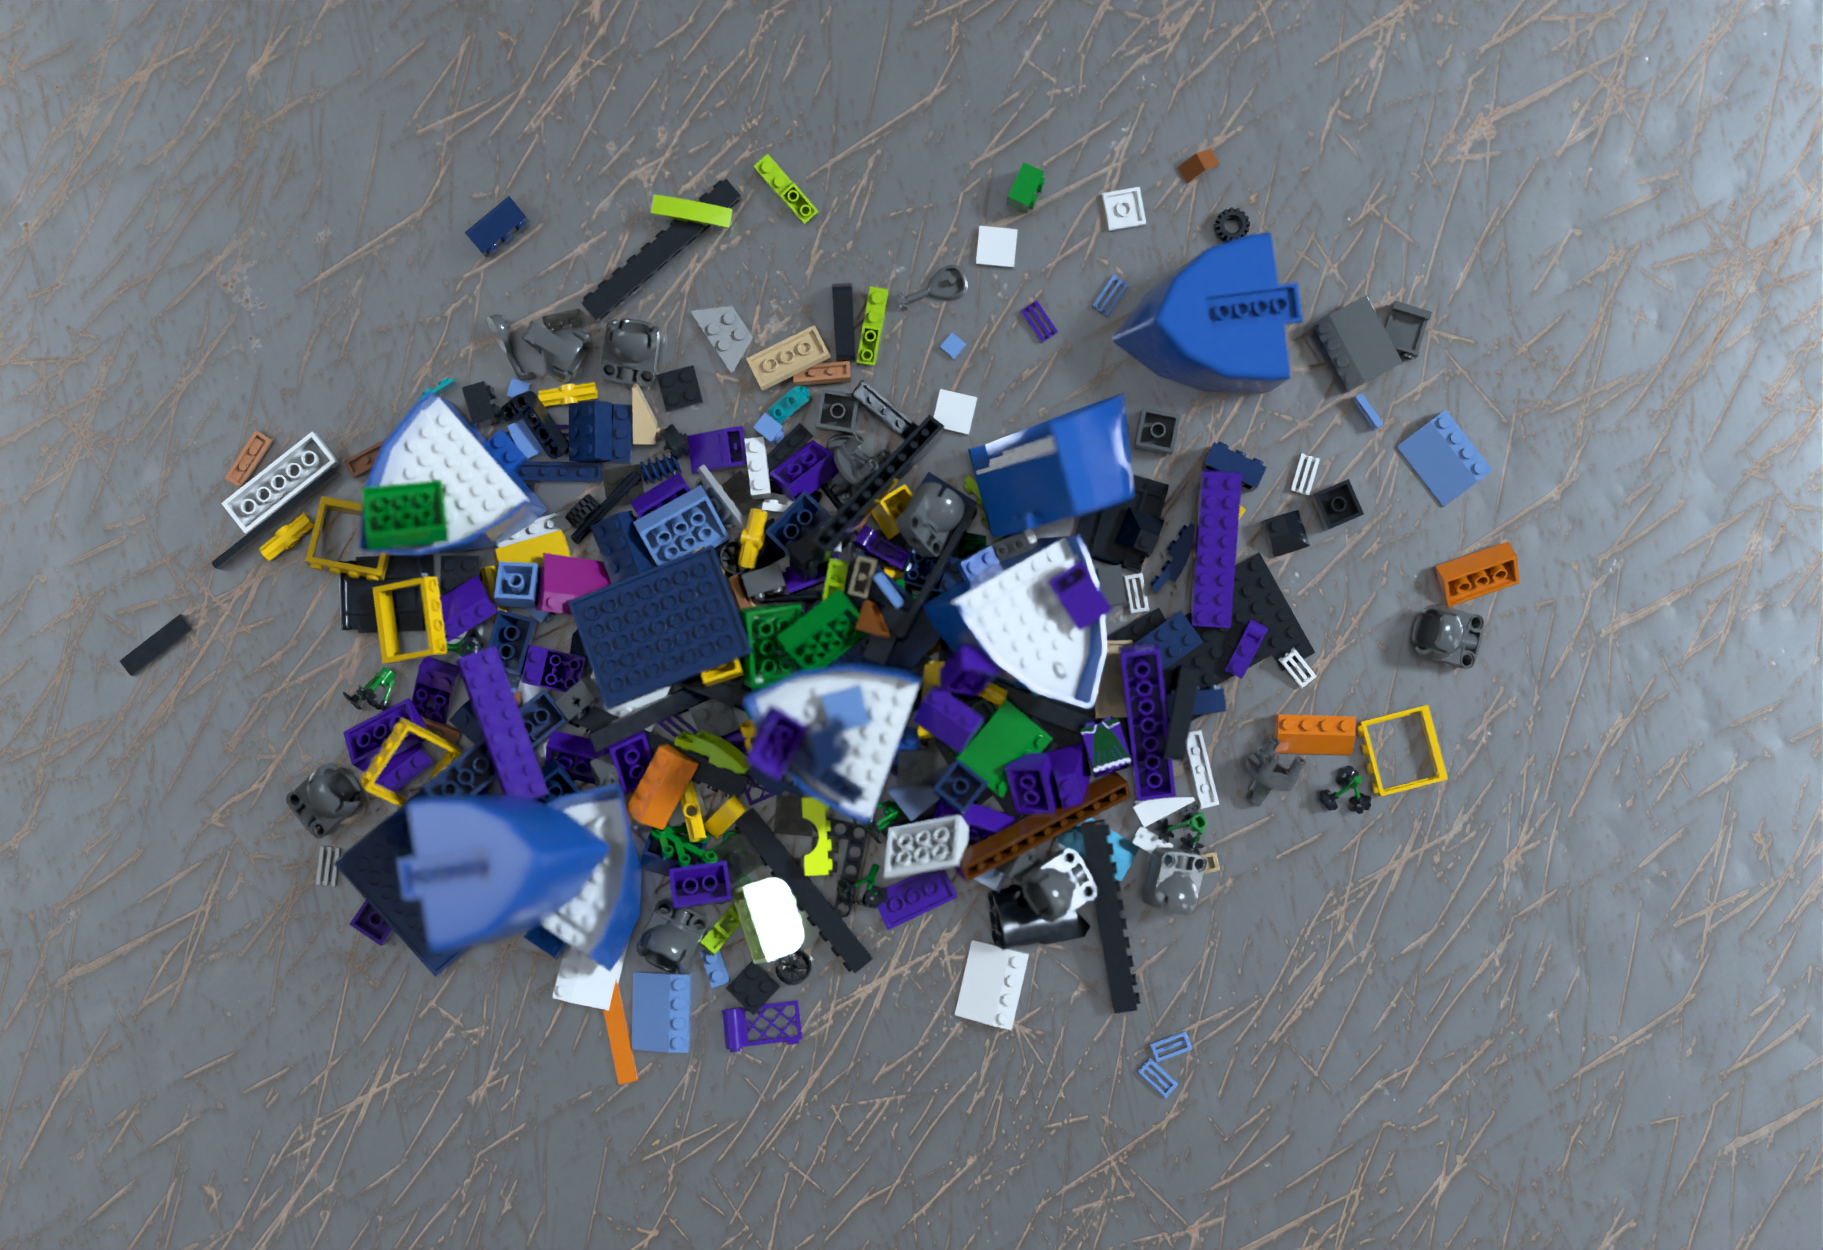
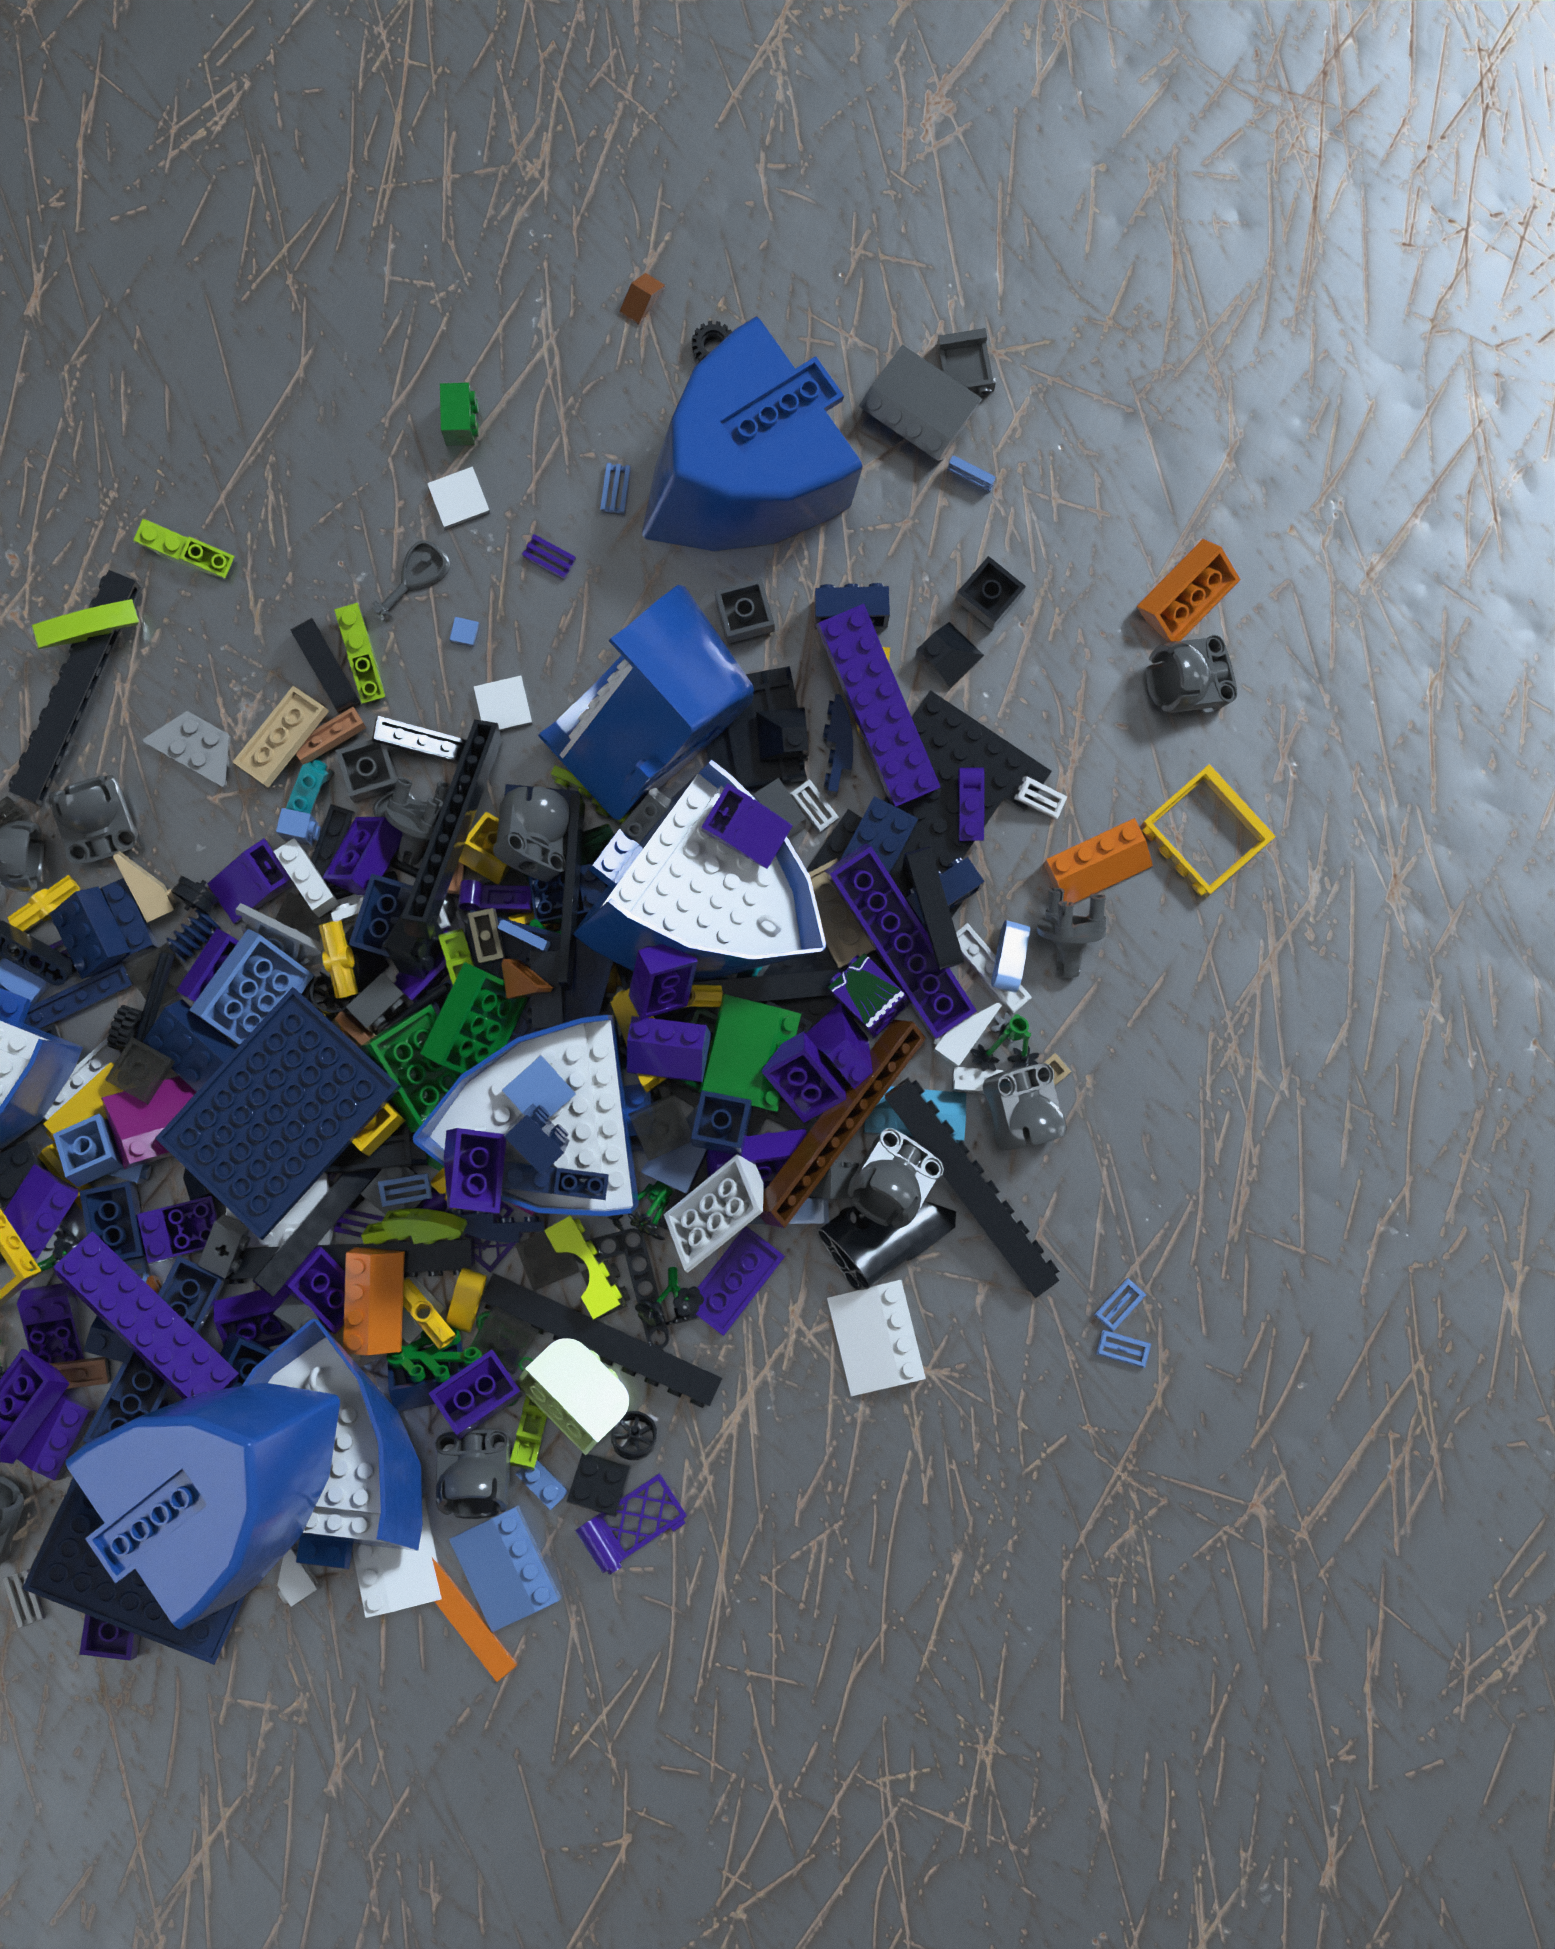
camera: 30 degrees left, 5 degrees down
(389, 747) = (22, 1417): yellow window -> none
(516, 949) = (295, 1579): none -> white slope
(579, 547) = (140, 1070): none -> clear smoke plate
(680, 388) = (172, 834): black plate -> none
(723, 714) = (383, 1193): none -> medium blue tile
(1124, 209) = (582, 386): white tile -> none
(1219, 769) = (1010, 956): none -> beam
(1312, 476) = (933, 559): white tile -> none
(1348, 779) = (1162, 895): black plant -> none
(1444, 458) = (1083, 482): medium blue slope -> none

